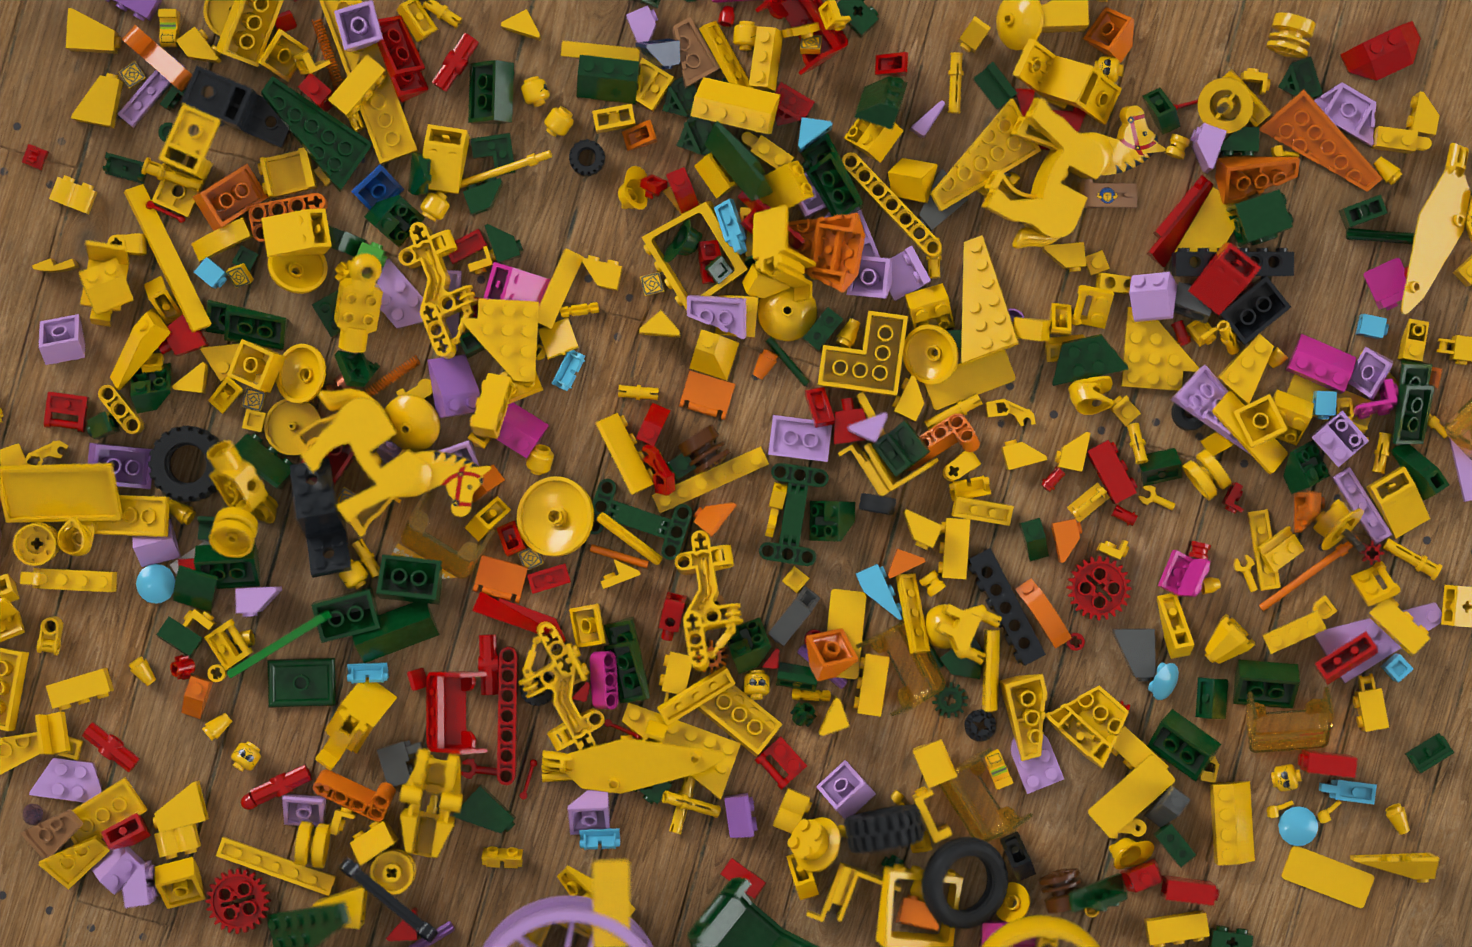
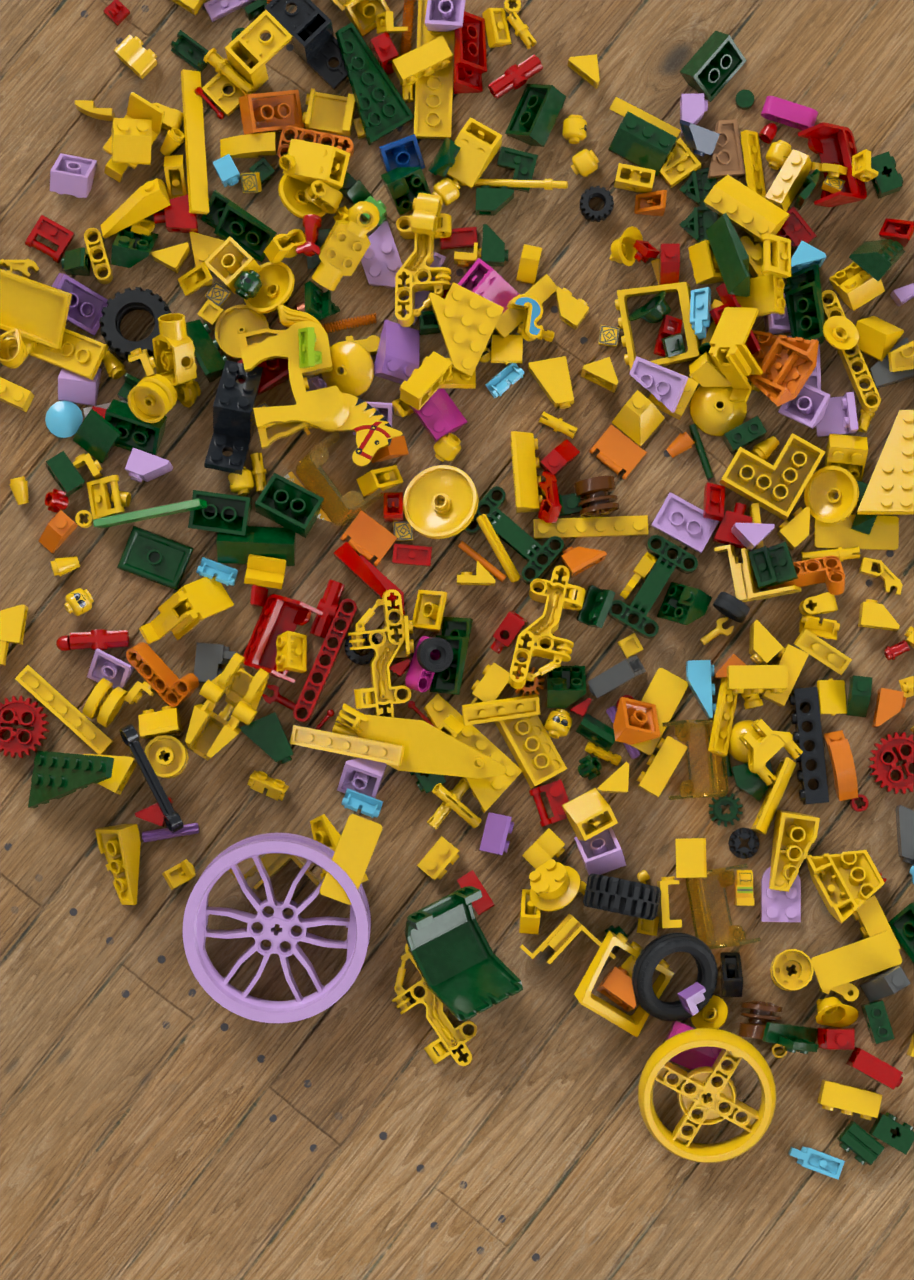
camera: 20 degrees right, 5 degrees down
(145, 266) = (172, 141): none -> yellow cone
(216, 500) = (148, 362): none -> yellow bracket
(264, 245) = (285, 159): none -> yellow hinge
(279, 380) = (248, 284): none -> dark green head
(300, 326) = (284, 245): none -> yellow brick
(317, 296) = (311, 224): none -> red animal
(318, 262) = (325, 196): none -> yellow piece
(368, 434) = (307, 355): none -> lime hinge
(414, 653) = (265, 571): none -> yellow panel
(424, 240) = (426, 214): none -> yellow brick
(471, 721) = (291, 652): none -> yellow bracket
(545, 244) = (529, 264): none -> yellow slope
(562, 790) = (347, 745): none -> yellow plate
(569, 296) = (533, 313): none -> yellow animal
(599, 669) = (425, 660): none -> black tyre
(617, 350) = (554, 380): none -> yellow slope
(694, 860) = (438, 858): none -> yellow bracket
(746, 556) = (595, 606): none -> dark green bracket
(787, 53) = (809, 185): none -> dark green slope
(787, 142) = (780, 255): none -> yellow plate
(821, 760) = (589, 814): none -> yellow slope
(873, 531) = (717, 631): none -> yellow bar
(877, 187) = (840, 333): none -> yellow dish
(929, 565) = (757, 678): none -> yellow brick
(973, 369) = (863, 523): none -> dark green slope
(988, 895) = (691, 997): none -> medium lavender panel
(1008, 550) = (832, 696): none -> yellow piece
(1080, 839) = (802, 967): none -> yellow wheel

